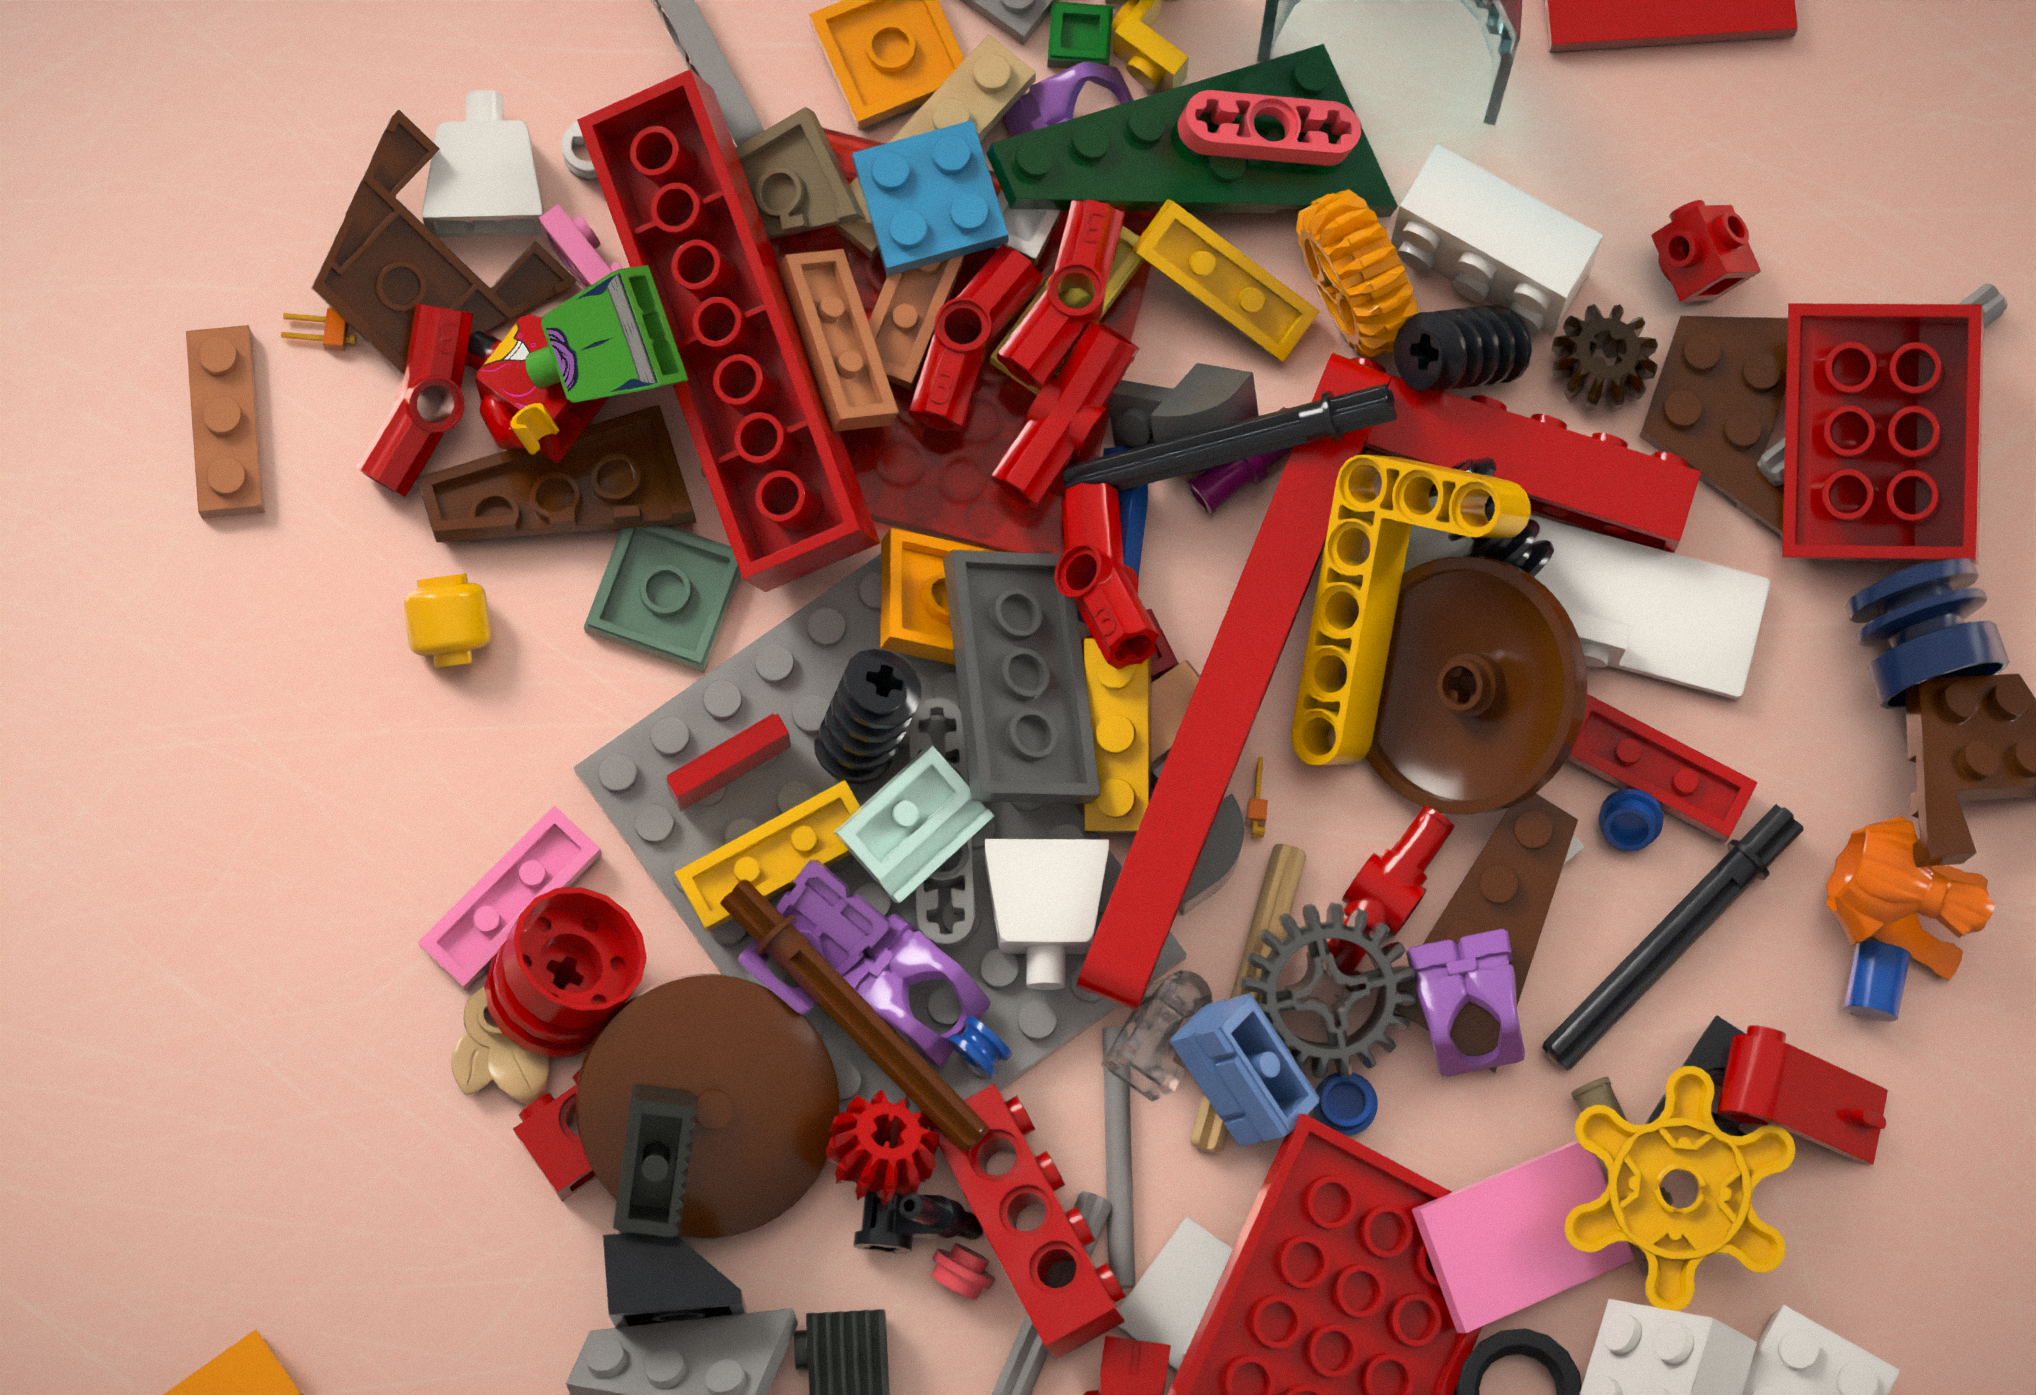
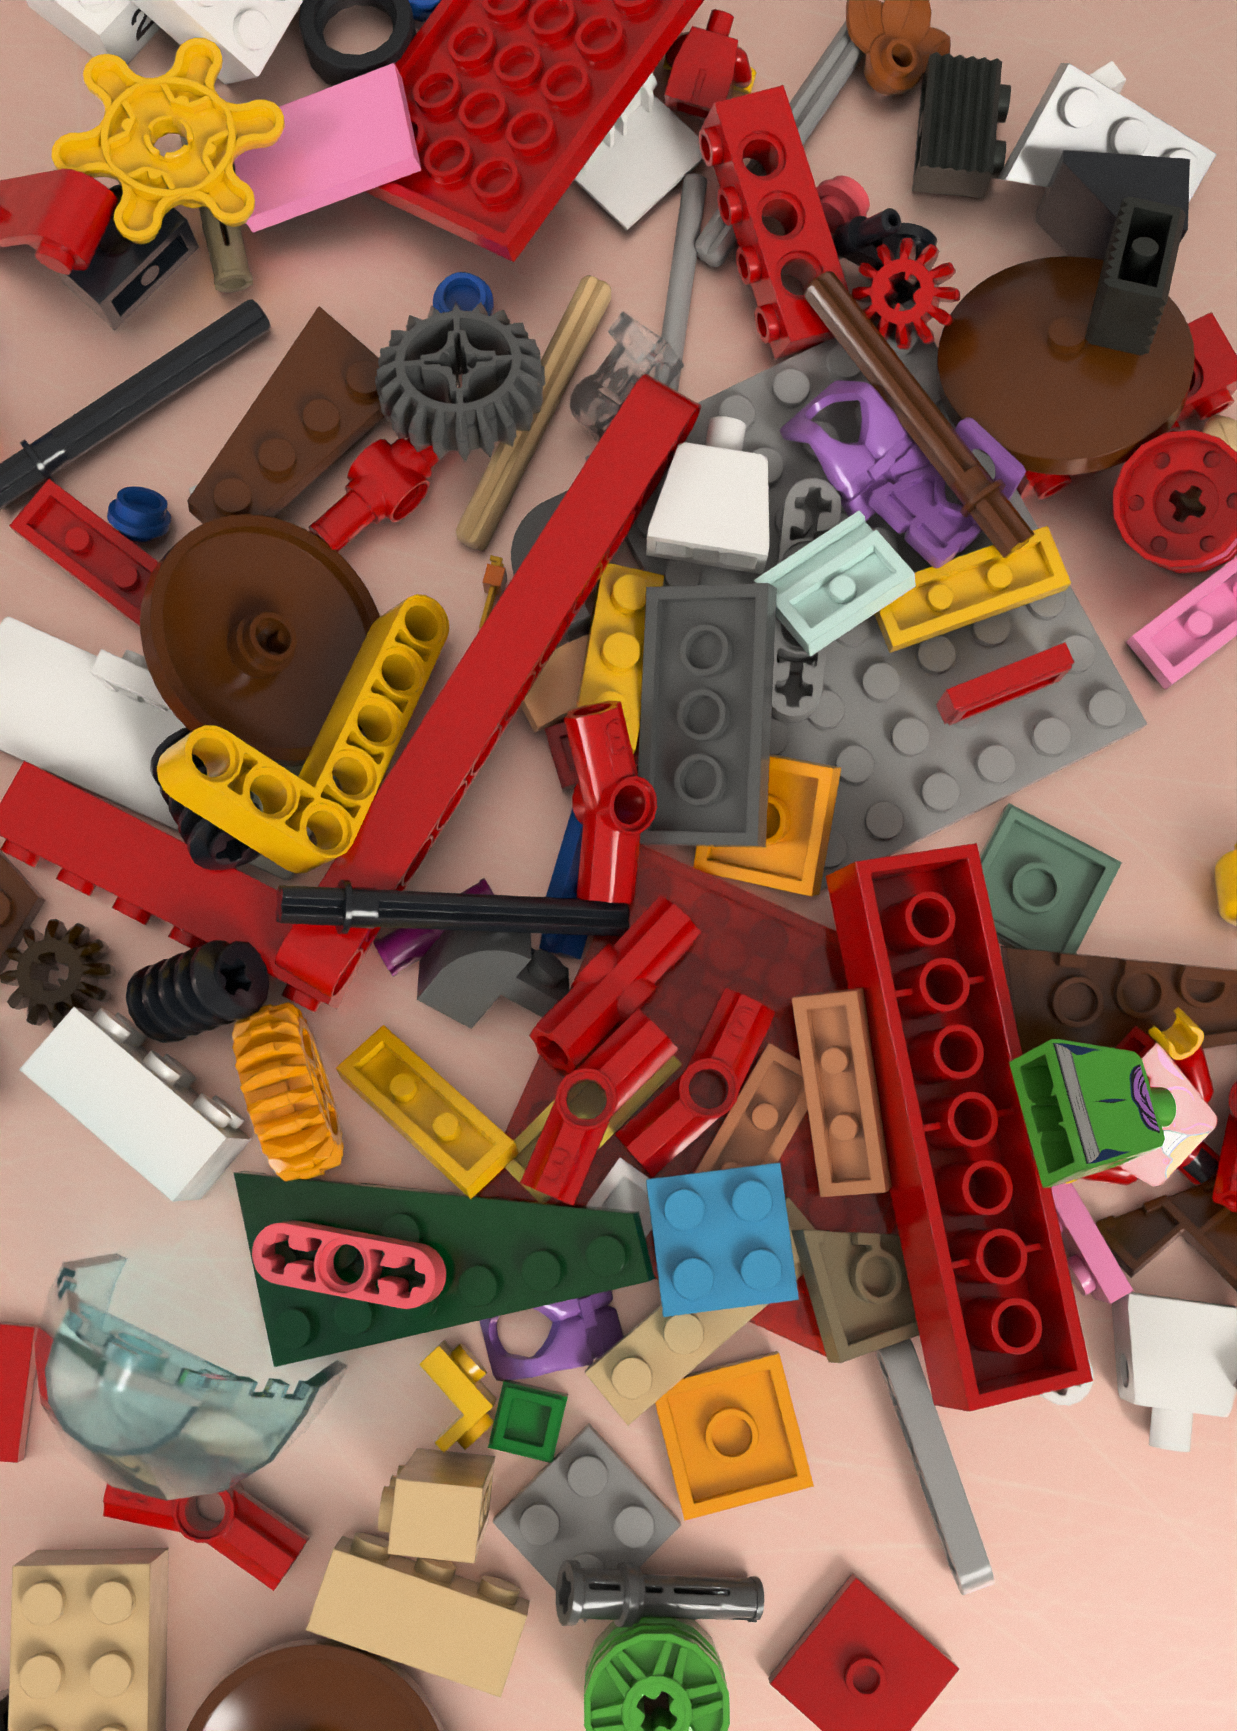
camera: 170 degrees left, 5 degrees up
(868, 716) = (843, 705): black piece -> none
(980, 1047) = (798, 379): blue bush -> none
(1244, 1070) = (553, 309): medium blue brick -> none
(1465, 973) = (326, 374): medium lavender piece -> none

